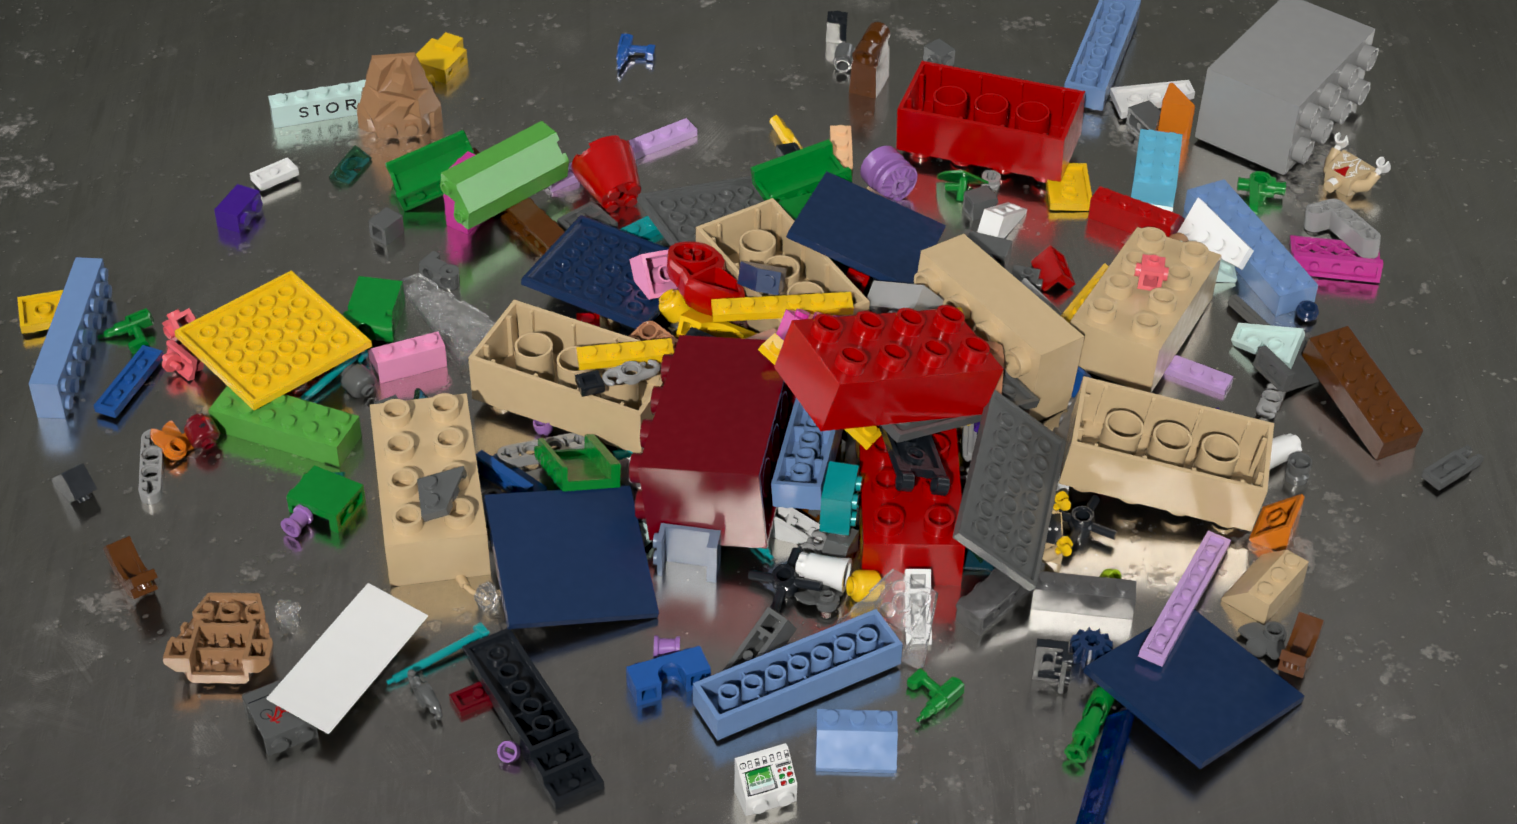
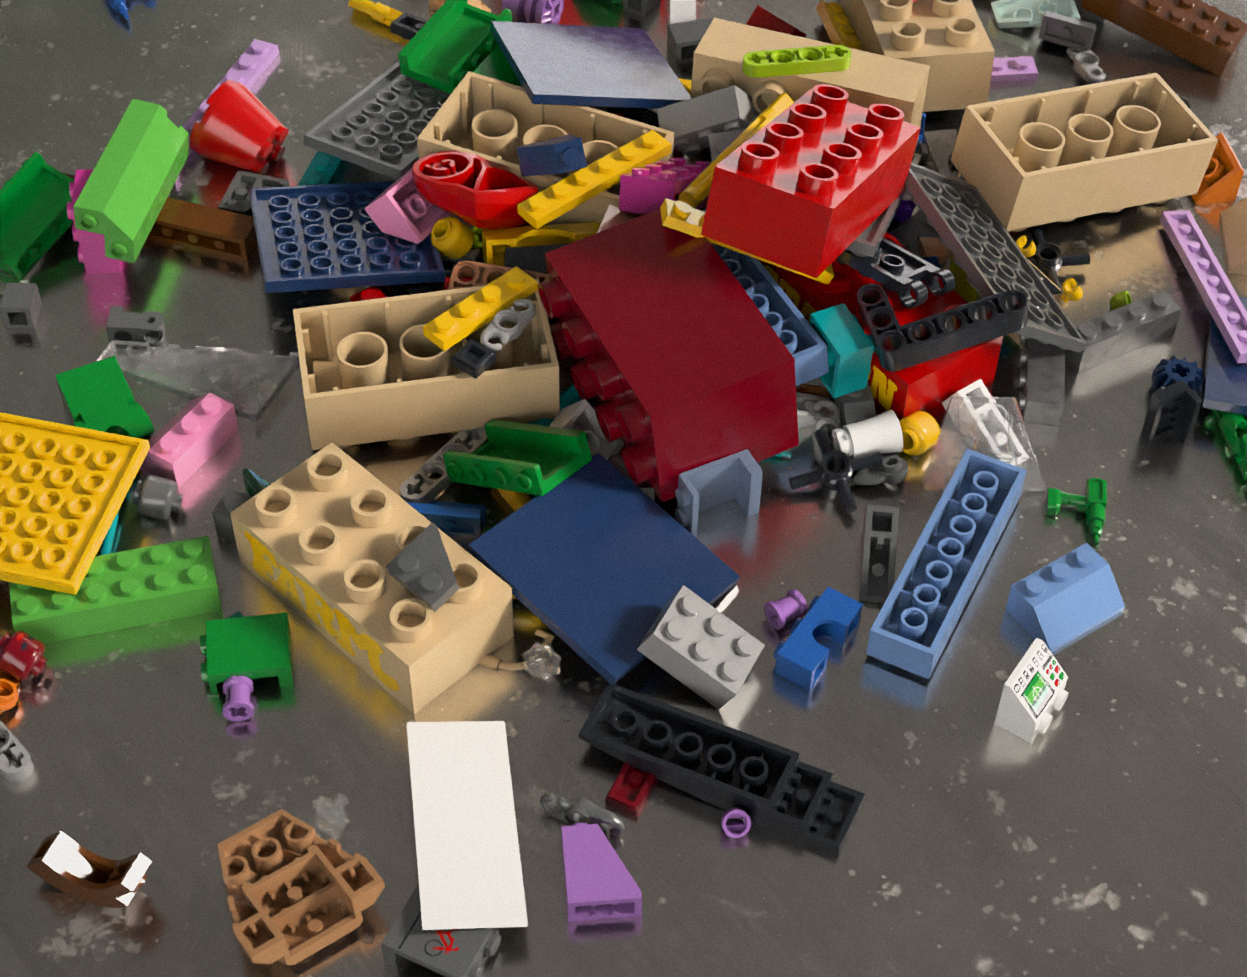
camera: 35 degrees left, 5 degrees up
(396, 732) = (595, 877): none -> medium lavender slope
(480, 632) = (574, 709): teal piece -> none
(542, 428) = (419, 446): medium lavender hinge -> none
(580, 636) = (701, 647): none -> light grey brick
(874, 512) = (938, 334): none -> black beam
(959, 281) = (798, 61): none -> lime beam

